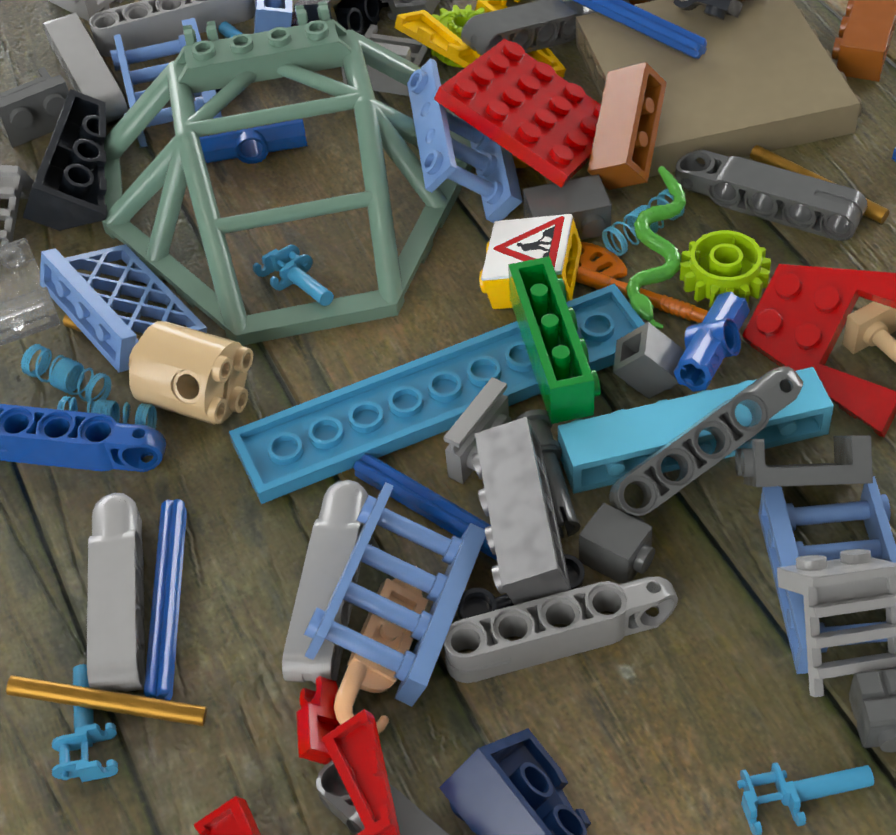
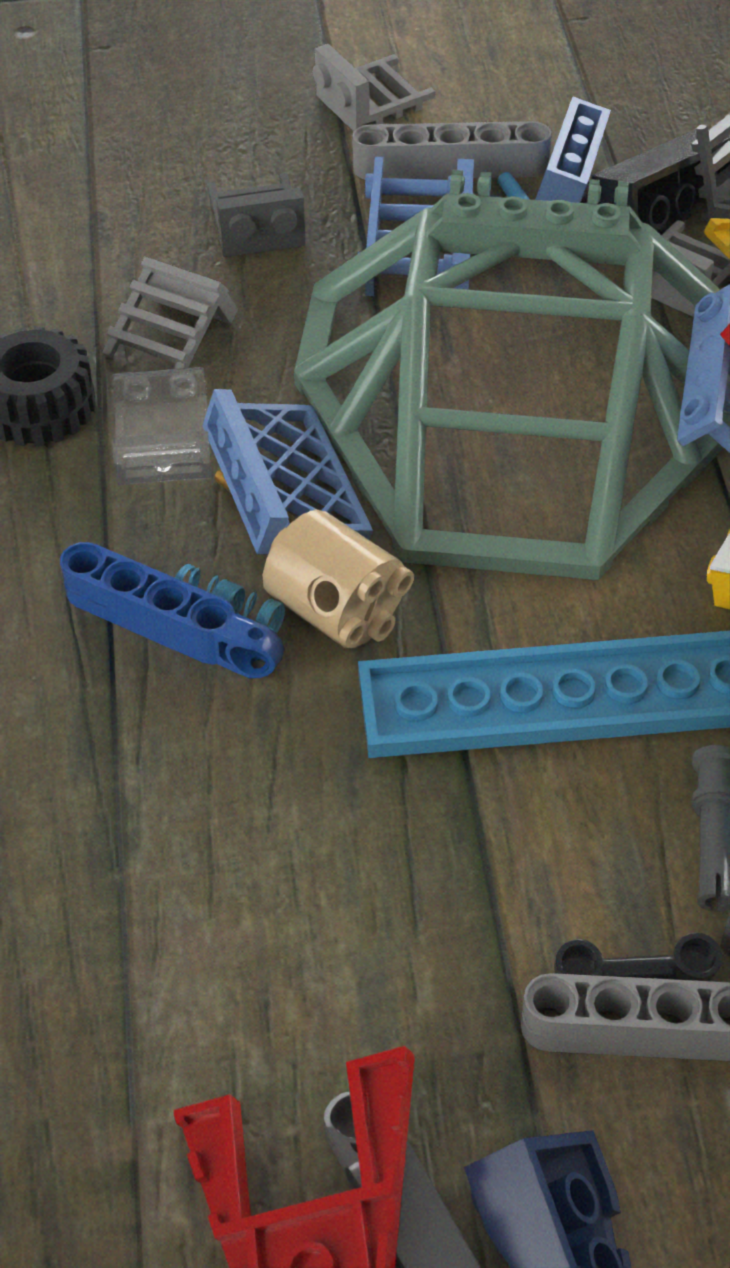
camera: 15 degrees right, 0 degrees up
(60, 371) = (193, 533): medium azure piece -> none
(72, 174) = (277, 307): black wedge -> none
(84, 64) = (332, 188): light grey beam -> none
(85, 735) = (88, 963): dark azure piece -> none
(106, 700) = (124, 933): pearl gold bar -> none
(116, 596) = (171, 816): light grey piece -> none
(166, 601) = (225, 839): blue axle -> none
(254, 143) = (495, 328): blue piece -> none
(292, 270) = (491, 492): dark azure piece -> none
(316, 720) = (351, 1035): red plate -> none
(326, 557) = (413, 880): light grey piece -> none
(367, 674) = (454, 970): light nougat plate -> none
(419, 498) = (582, 843): blue axle -> none
(428, 628) = (512, 970): medium blue fence -> none
(484, 412) = (647, 750): light grey plate -> none
(520, 513) = (665, 868): flat silver brick -> none

